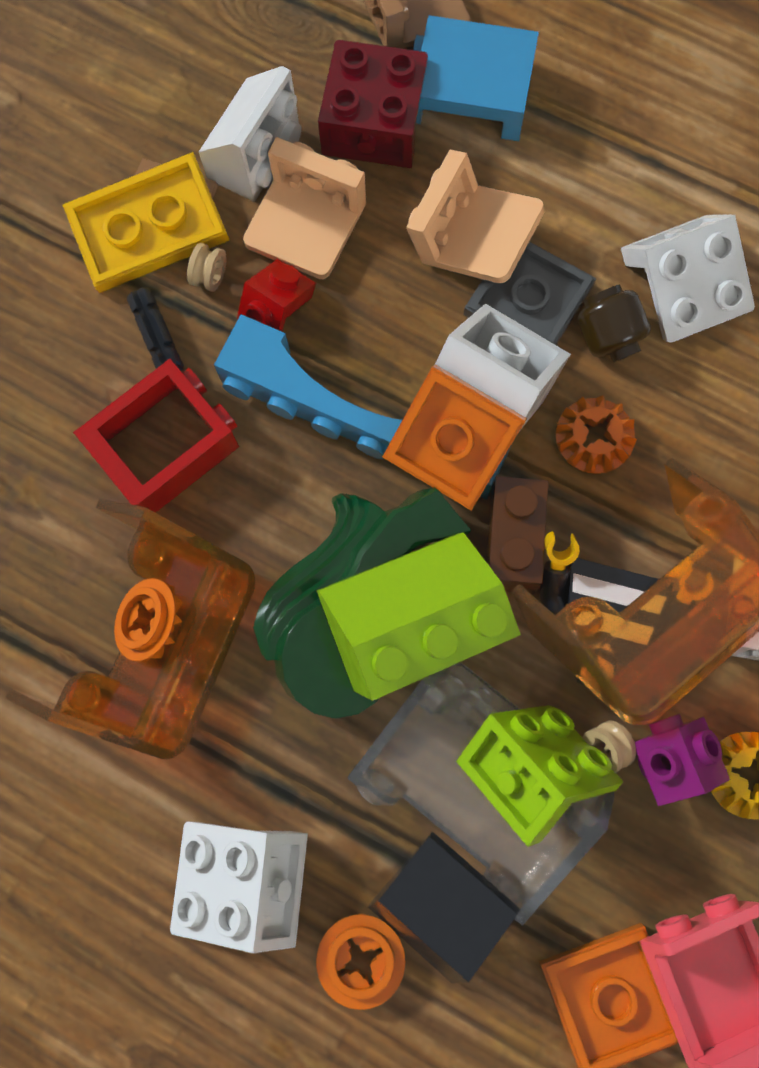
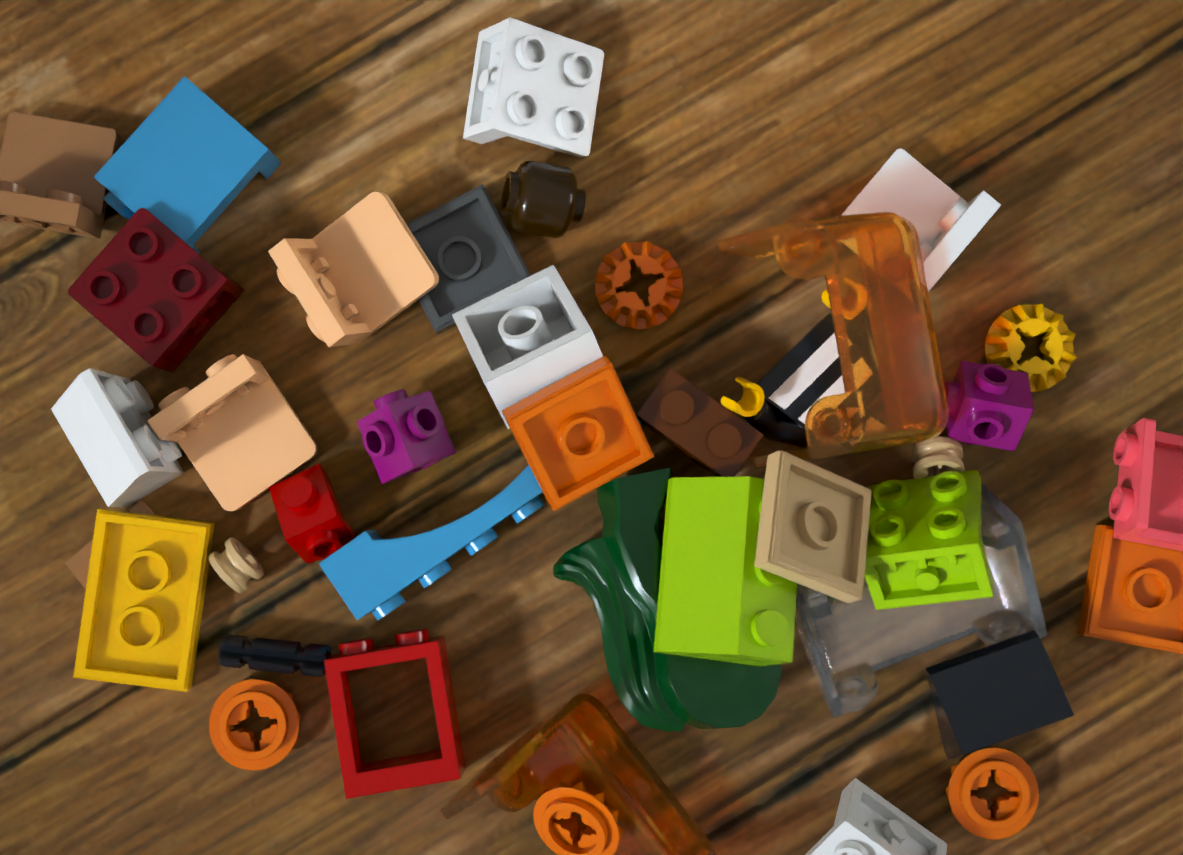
camera: 65 degrees left, 10 degrees up
(103, 327) = (239, 745): none -> orange gear
(373, 325) = (405, 434): none -> magenta brick
(493, 656) = (813, 527): none -> tan tile

